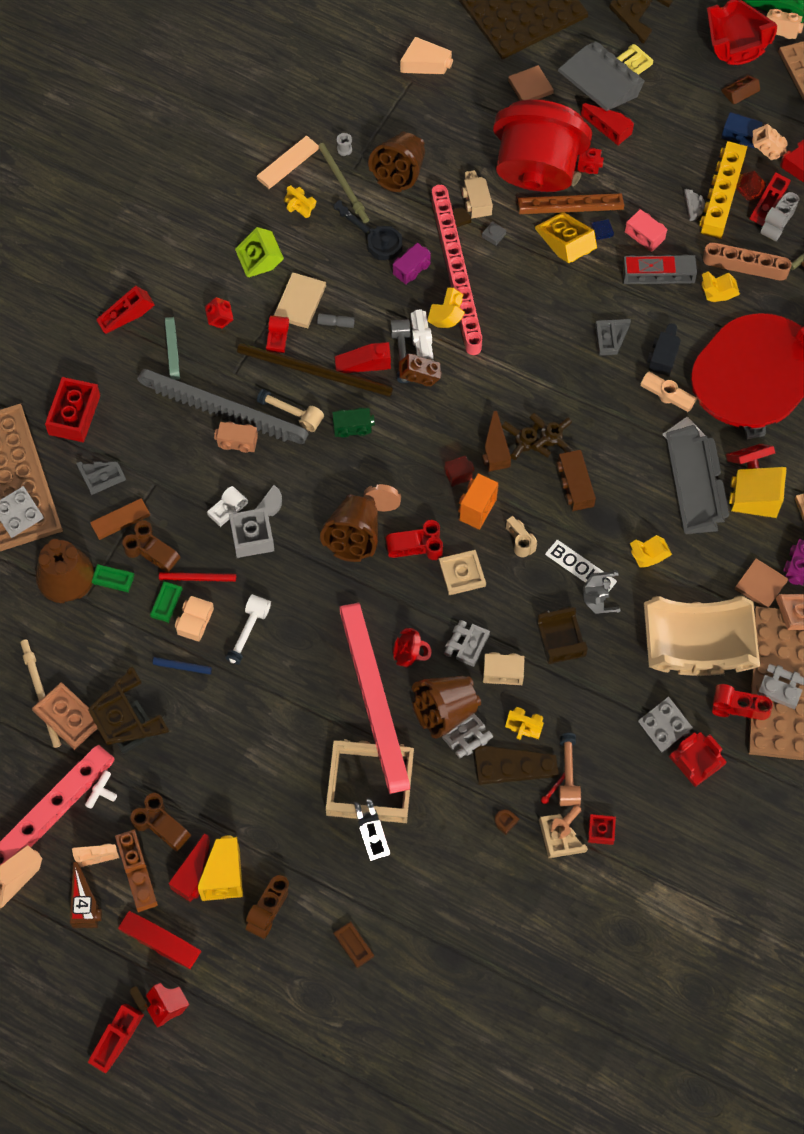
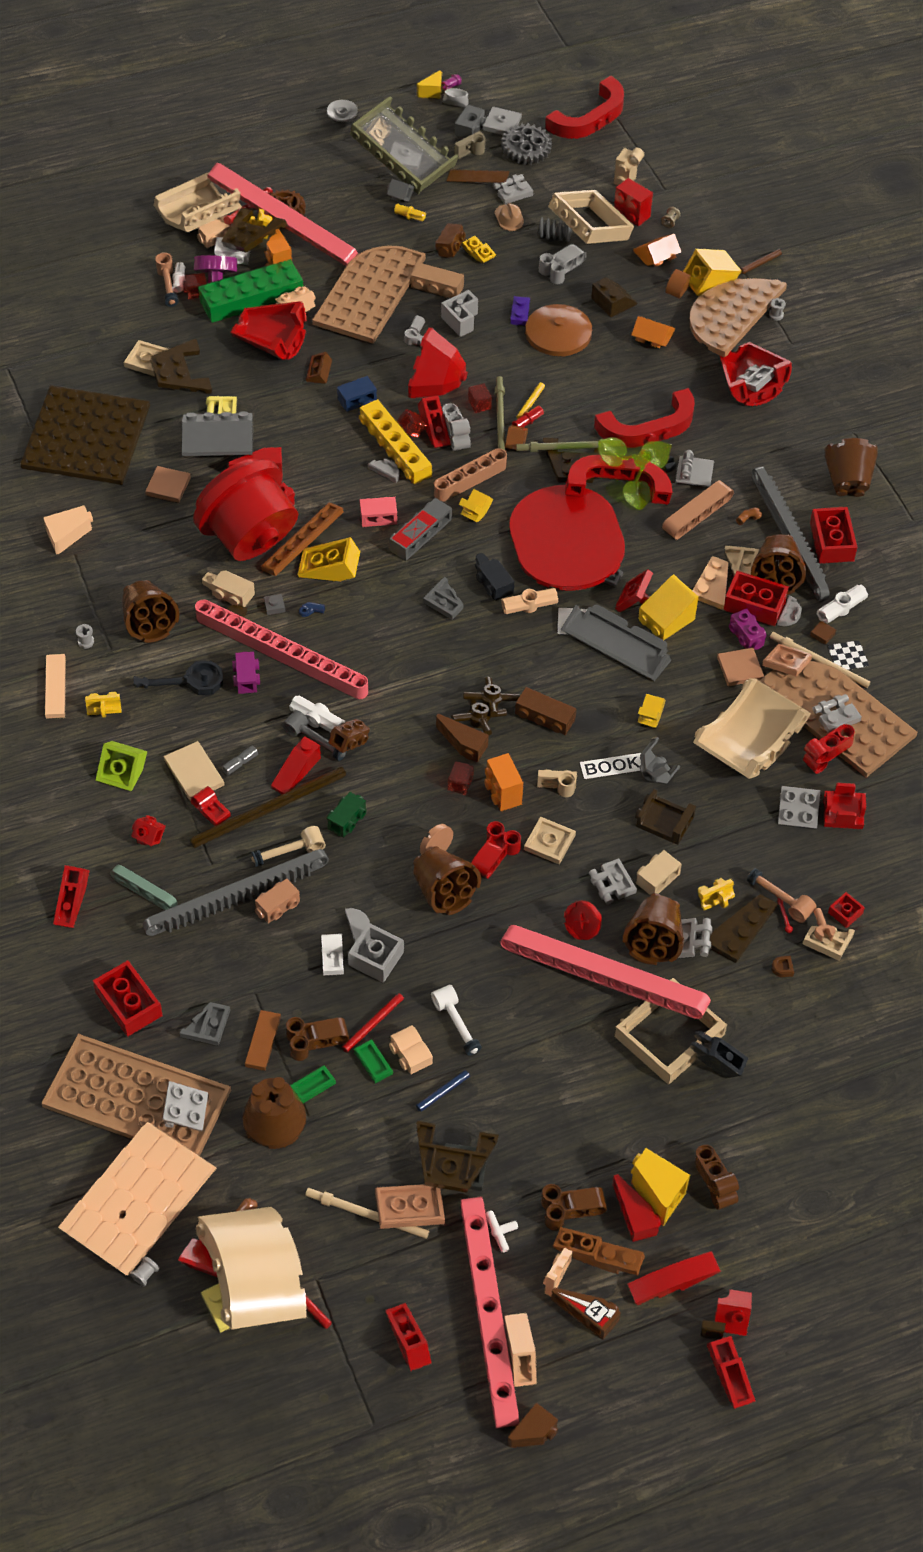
camera: 50 degrees left, 10 degrees down
(353, 944) = (795, 1143): reddish brown tile -> none
(357, 206) = (151, 670): olive bar -> none
(449, 313) = (321, 680): yellow brick -> none
(514, 258) = (309, 608): none -> dark blue arm
(602, 229) = (346, 533): clear blue tile -> none
(769, 142) = (389, 384): light nougat brick -> none

